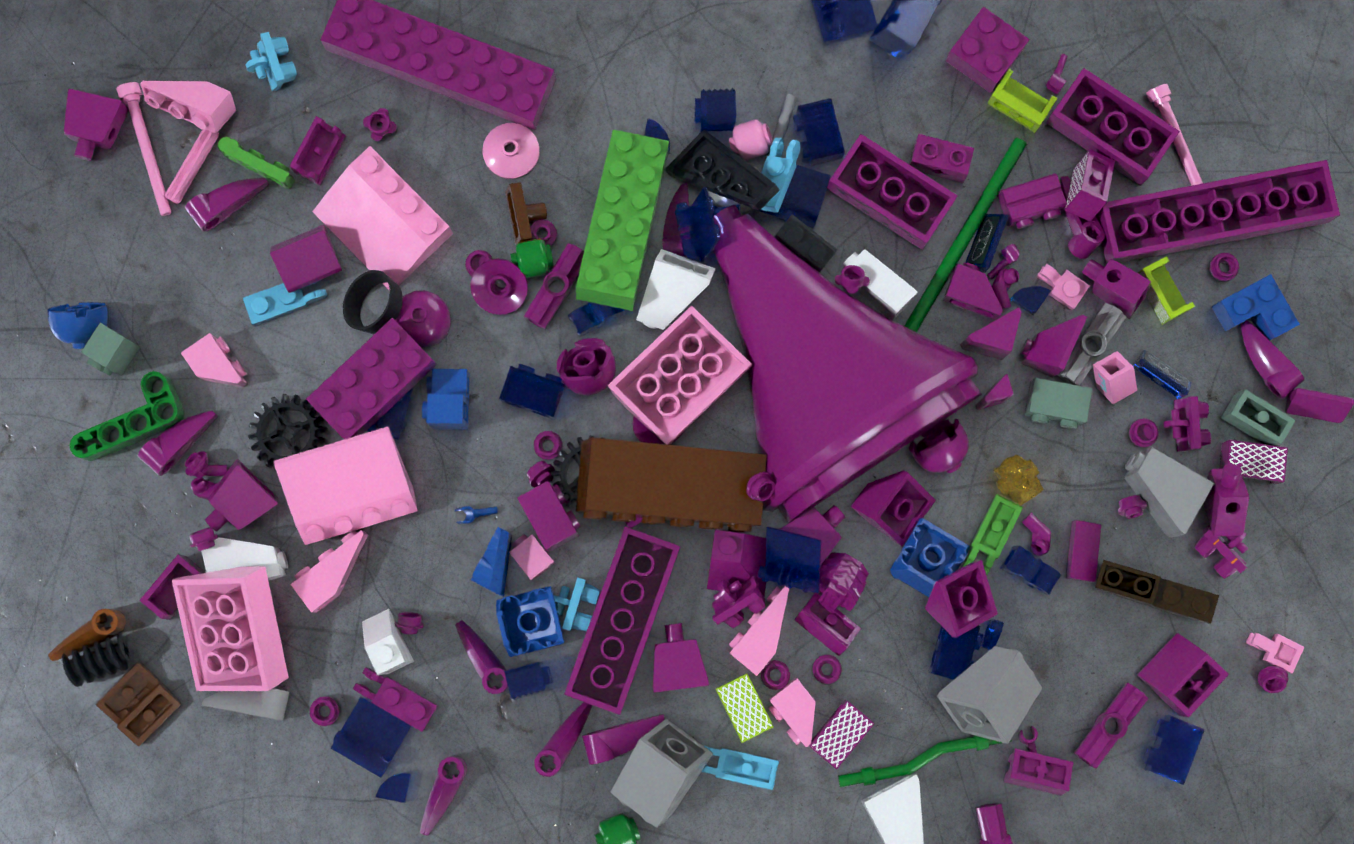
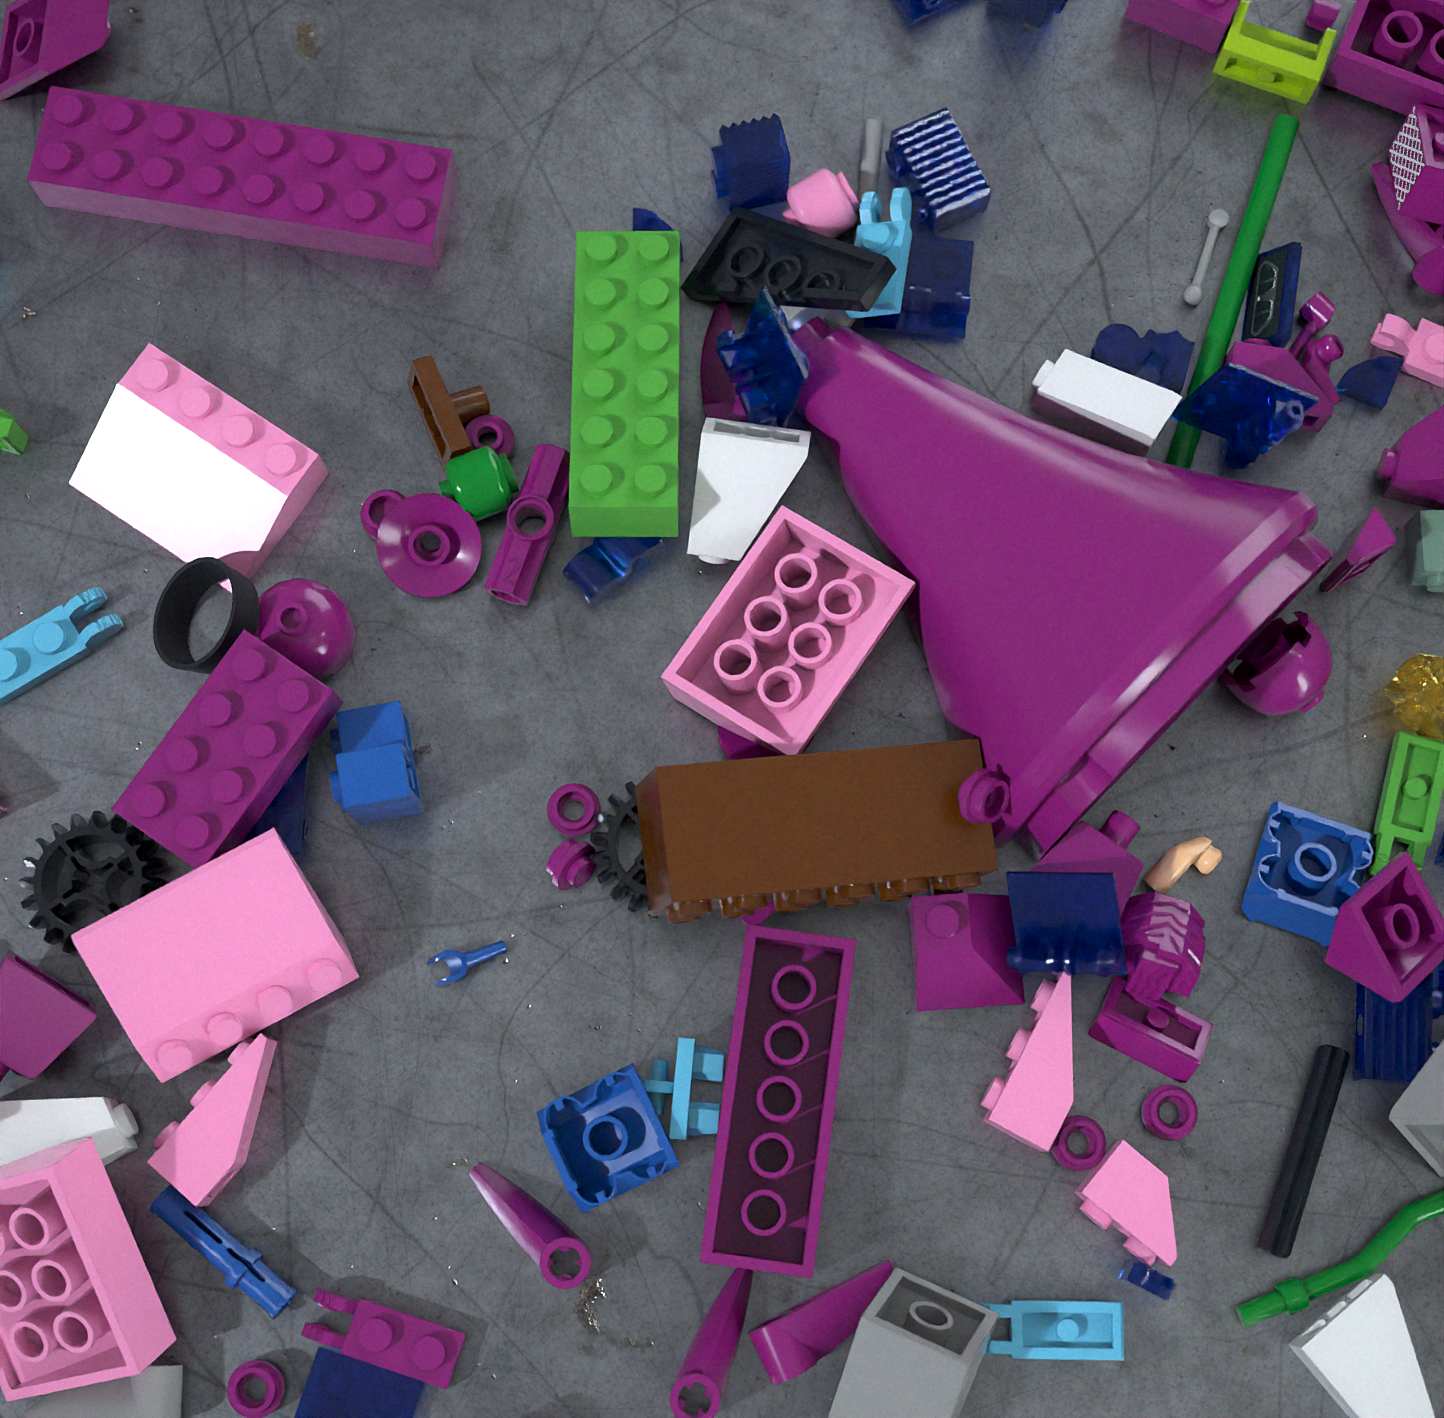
camera: 10 degrees left, 5 degrees down
(305, 258) = (71, 566): magenta slope -> none
(317, 151) = (58, 376): magenta hinge -> none
(320, 637) = (239, 1265): none -> blue pin
(374, 118) = (158, 296): magenta plate -> none
(385, 643) = (345, 1237): white slope -> none
(409, 622) = (383, 1188): magenta plate -> none
(493, 566) = (519, 1048): blue slope -> none
(512, 164) = (406, 332): bright pink dish -> none
(528, 680) = (627, 1248): clear blue brick -> none
(531, 556) = (585, 1017): bright pink brick -> none
(533, 391) = (527, 718): clear blue brick -> none
(548, 515) = (602, 935): magenta brick -> none
(587, 366) = (617, 653): magenta cylinder -> none
(678, 662) = (896, 1158): magenta torso -> none
(734, 598) = (975, 1016): magenta hips -> none
(744, 707) = (1037, 1215): lime panel -> none
(795, 752) = (1147, 1279): none -> clear blue tile
(805, 243) = (960, 356): black brick -> none
(841, 734) = (1226, 1227): magenta panel -> none
(852, 278) = (1058, 400): magenta plate -> none
(862, 538) = (1178, 860): none -> light nougat arm
(891, 191) = (1088, 244): magenta brick -> none
(893, 703) = (1304, 1151): none -> black axle
(894, 505) = (1221, 788): magenta slope -> none
(896, 257) = (1126, 351): none -> clear blue leg
(941, 158) = (1159, 173): magenta brick -> none
(955, 304) = (1246, 411): none -> clear blue hinge
(968, 191) = (1216, 222): none -> light grey hinge
(996, 338) = (1335, 455): magenta slope -> none
(1032, 200) = (1335, 213): magenta brick -> none

